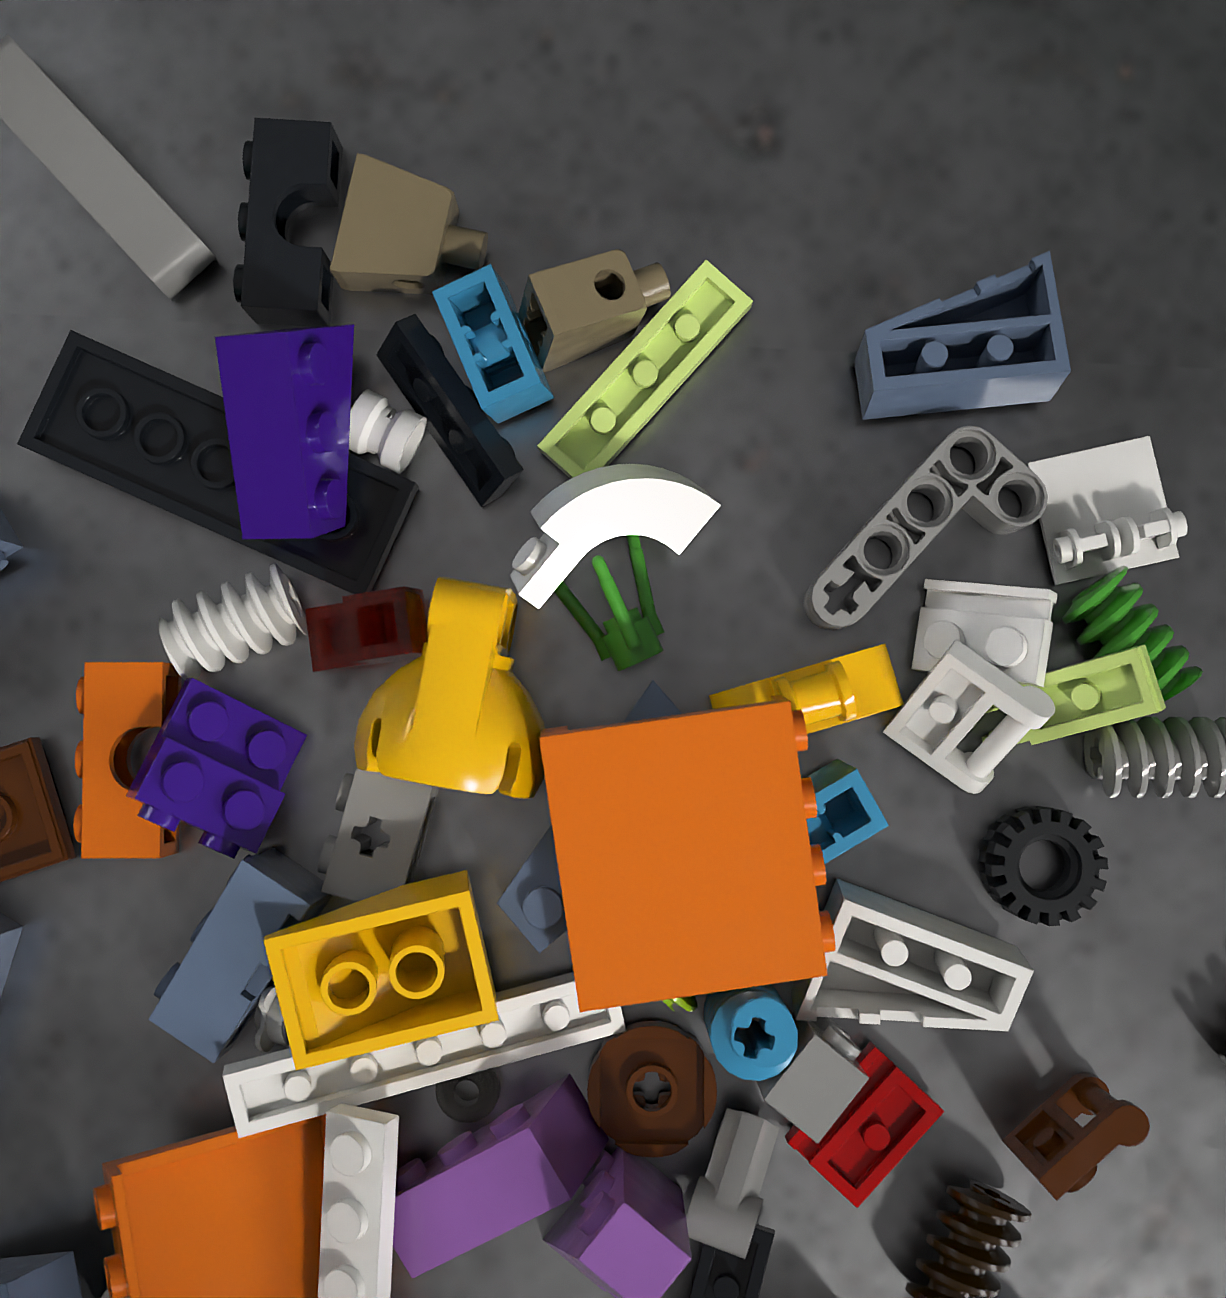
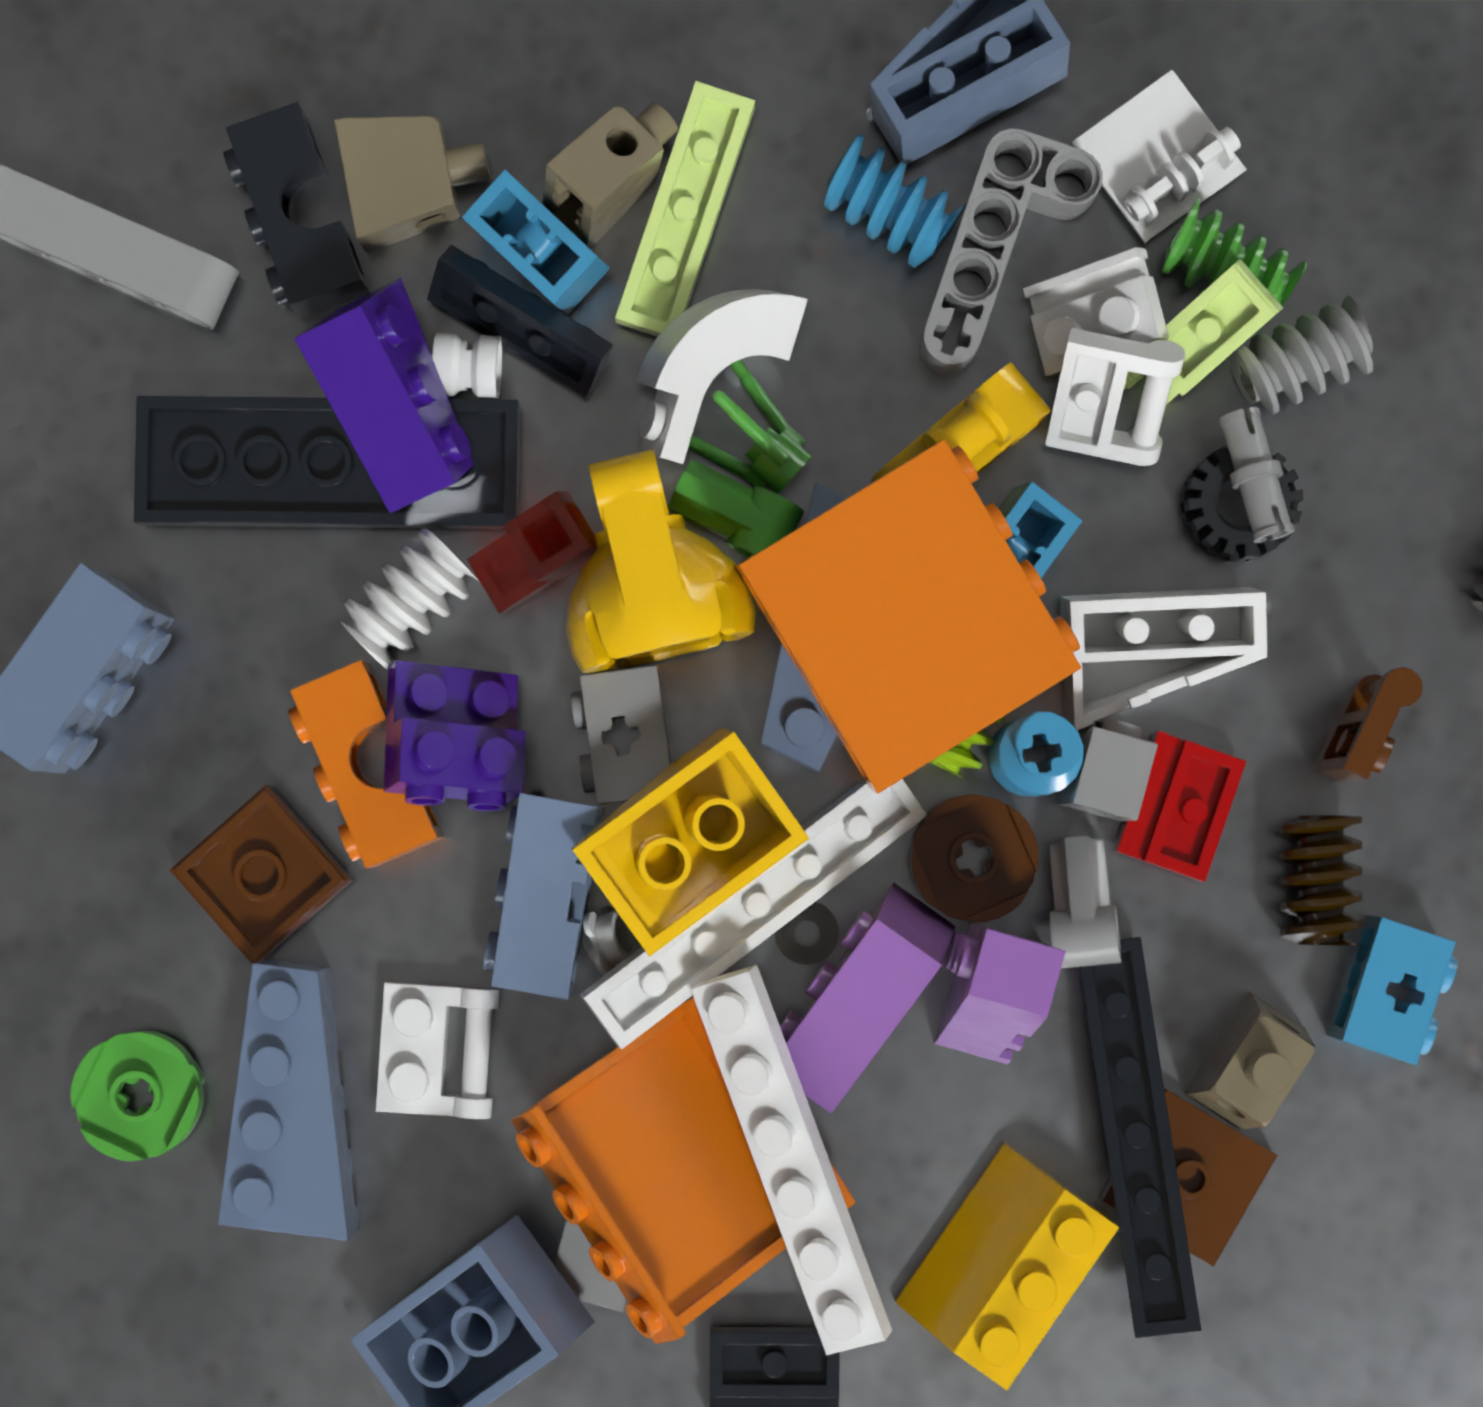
camera: 25 degrees left, 0 degrees up
(64, 1039) = (416, 1049): none -> white plate
(579, 683) = (741, 515): none -> bright green piece
(836, 447) = (890, 203): none -> dark azure piece
(1071, 852) = (1256, 475): none -> light grey pin

